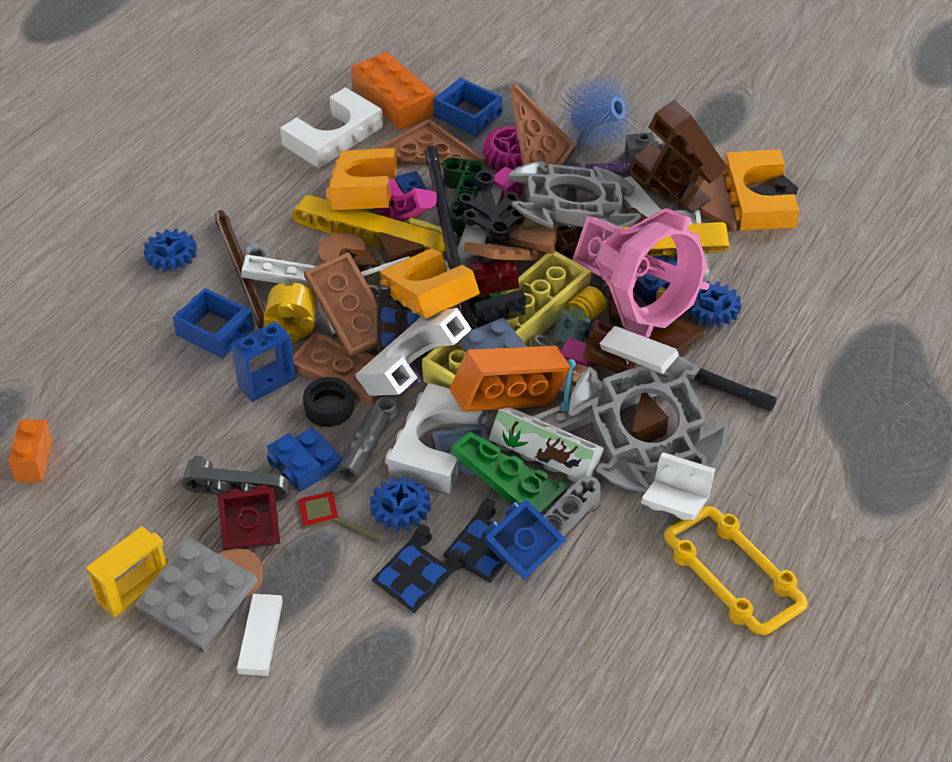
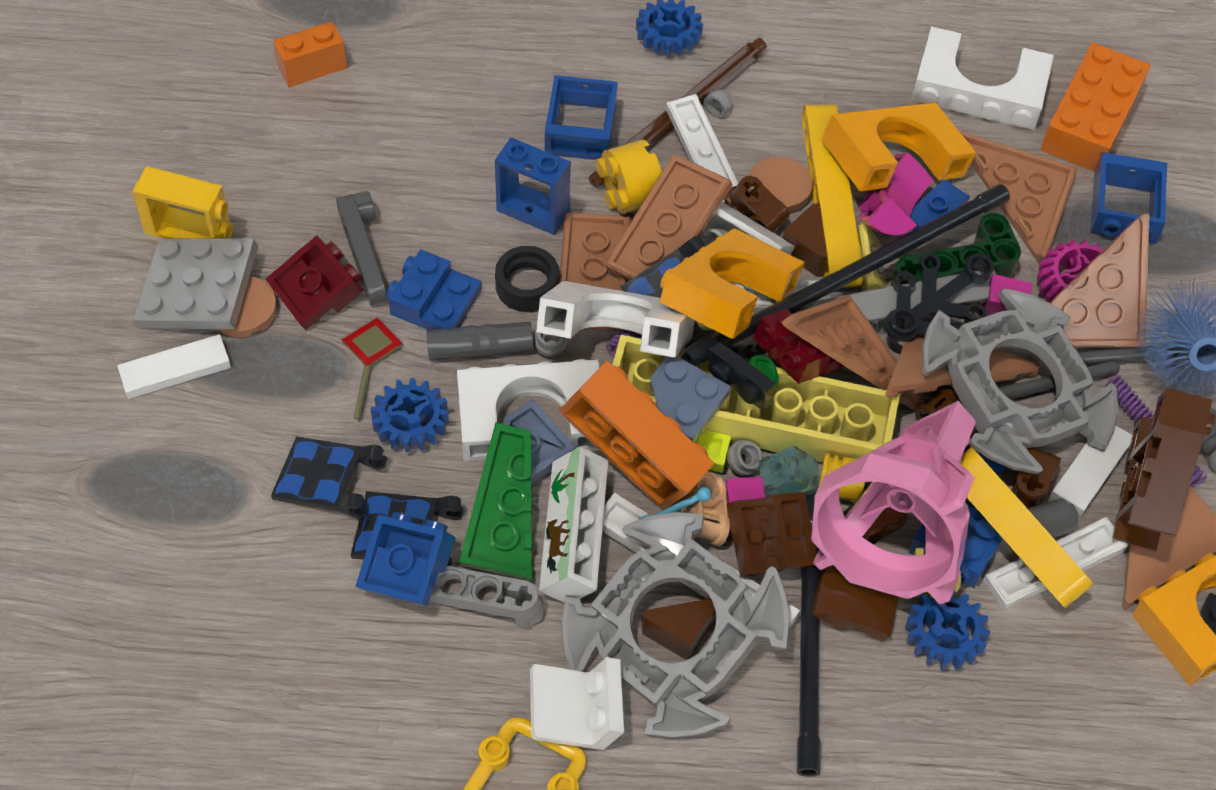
camera: 60 degrees right, 10 degrees up
(639, 349) = (761, 559): white tile -> none

